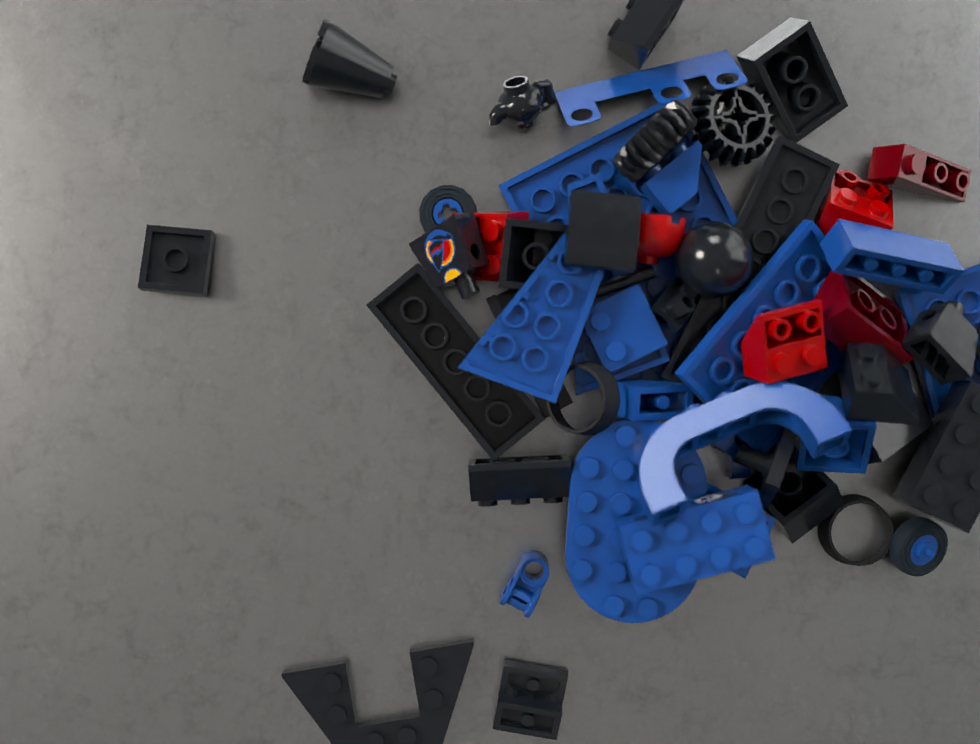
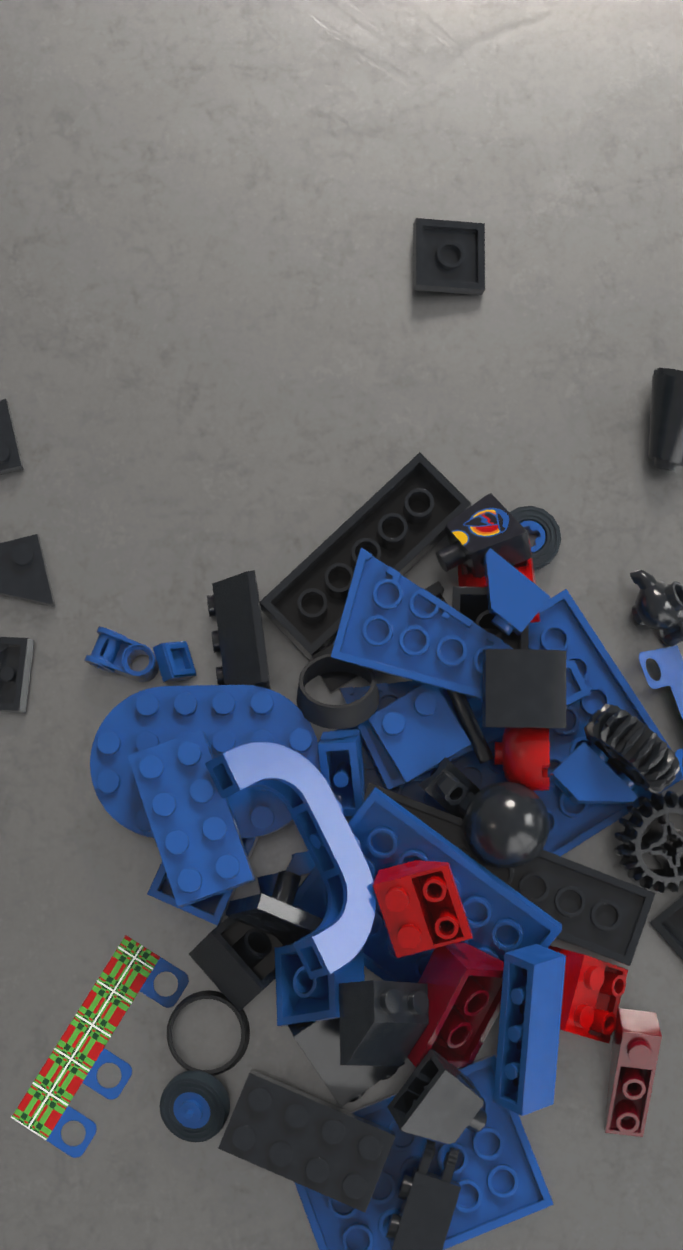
camera: 85 degrees right, 10 degrees down
(516, 234) = (510, 595): none -> blue slope
(535, 538) = (174, 661): none -> blue tile
(853, 635) = (83, 1043): none -> piece

